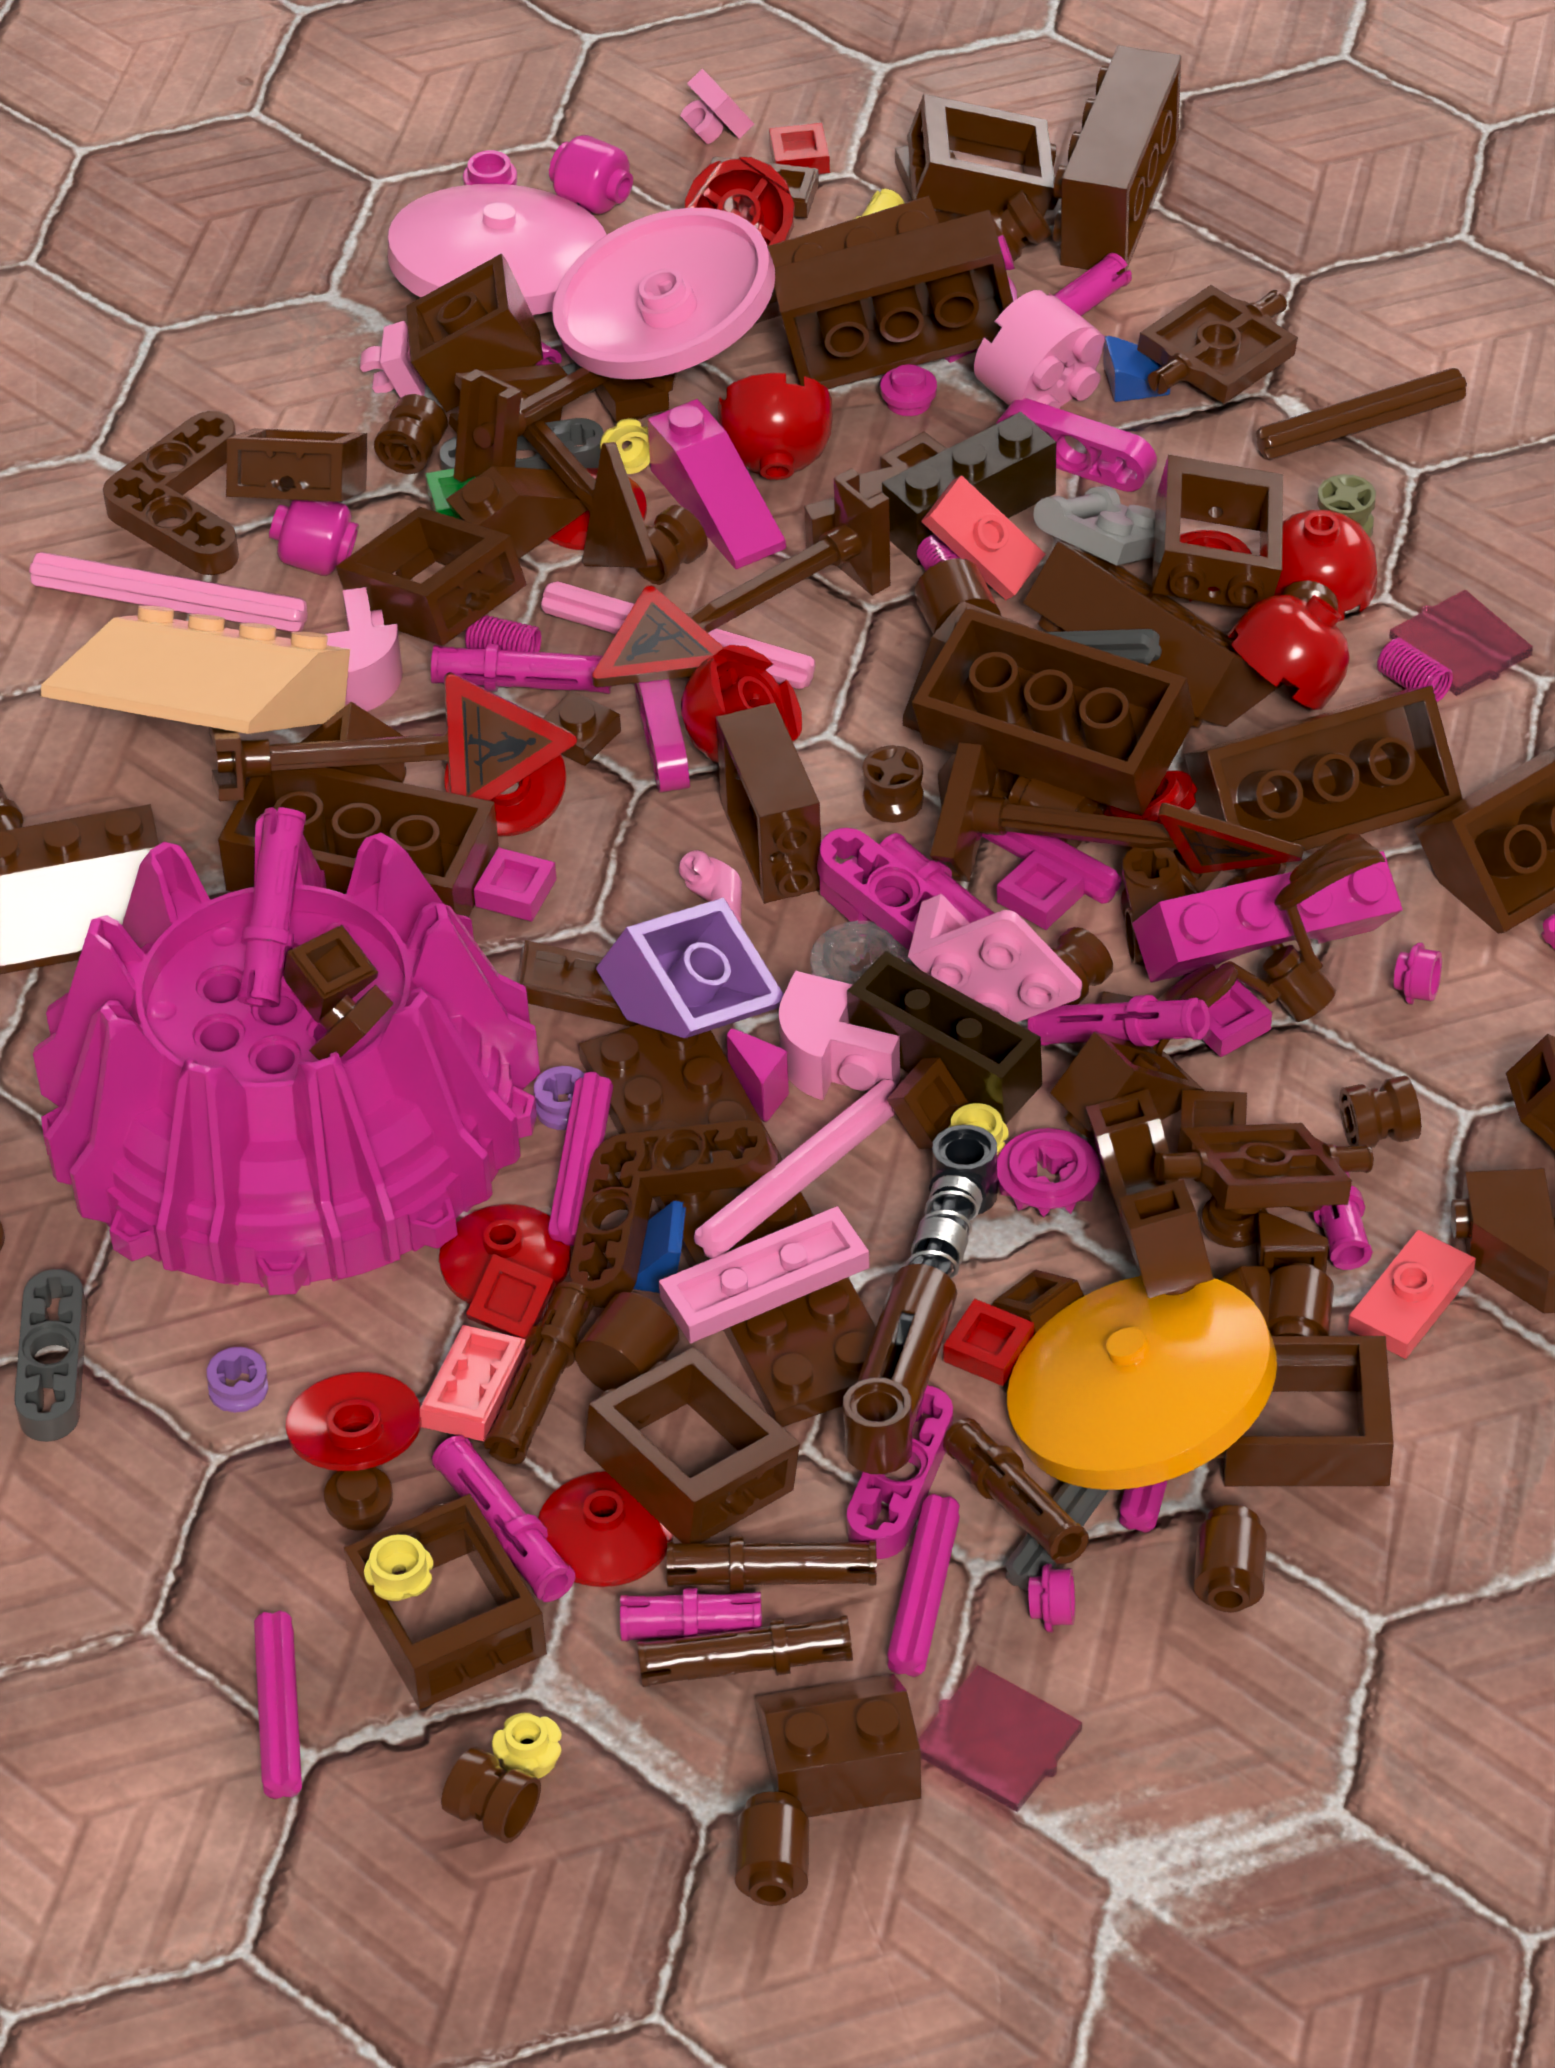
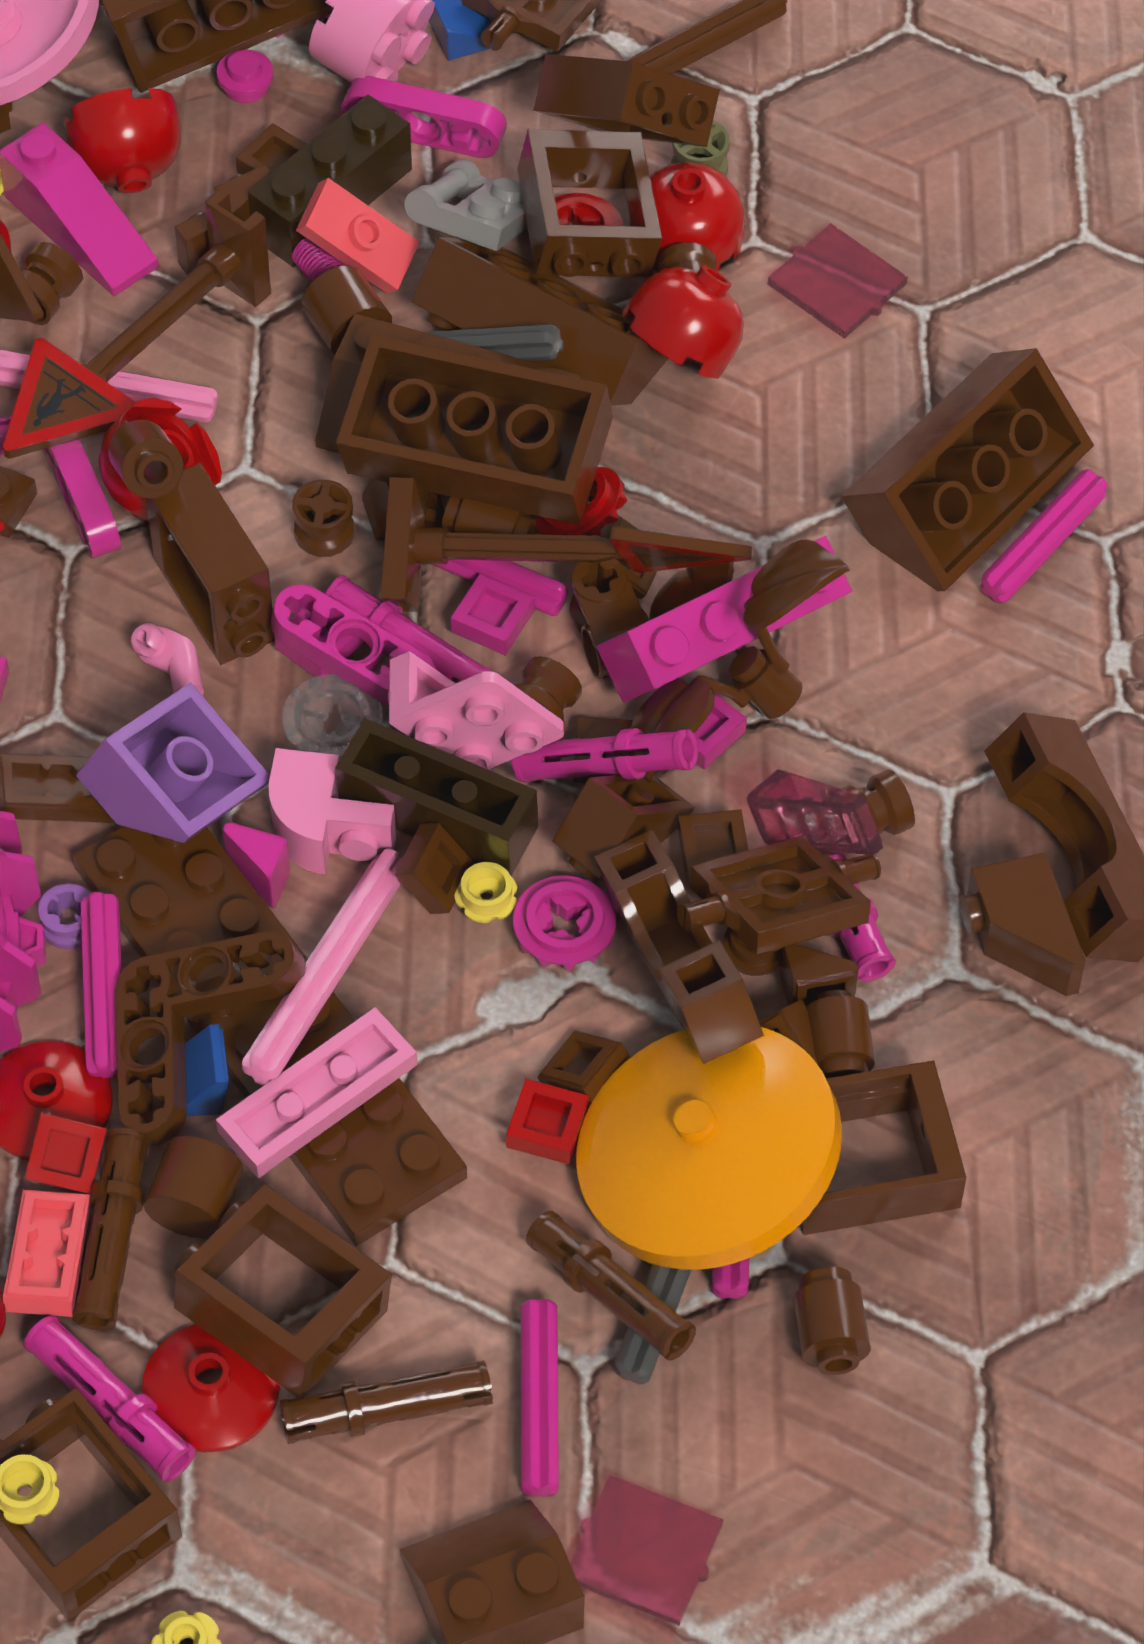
camera: 15 degrees left, 10 degrees up
(688, 1614) = (319, 1473): dark pink pin -> none
(711, 672) = (145, 459): none -> reddish brown brick
(745, 1651) = (391, 1500): reddish brown pin -> none
(903, 1497) = (478, 1250): dark pink beam -> none
(916, 1312) = (475, 1097): reddish brown piece -> none
(1052, 1597) = (667, 1390): dark pink plate -> none
(1276, 439) = (626, 99): none -> reddish brown window
(1312, 1096) = (798, 806): none -> clear pink slope
(1332, 771) = (744, 447): reddish brown slope -> none
(1410, 669) = (816, 330): dark pink piece -> none
(1412, 1293) = (940, 998): coral plate -> none
(1418, 973) = (875, 650): dark pink plate -> none

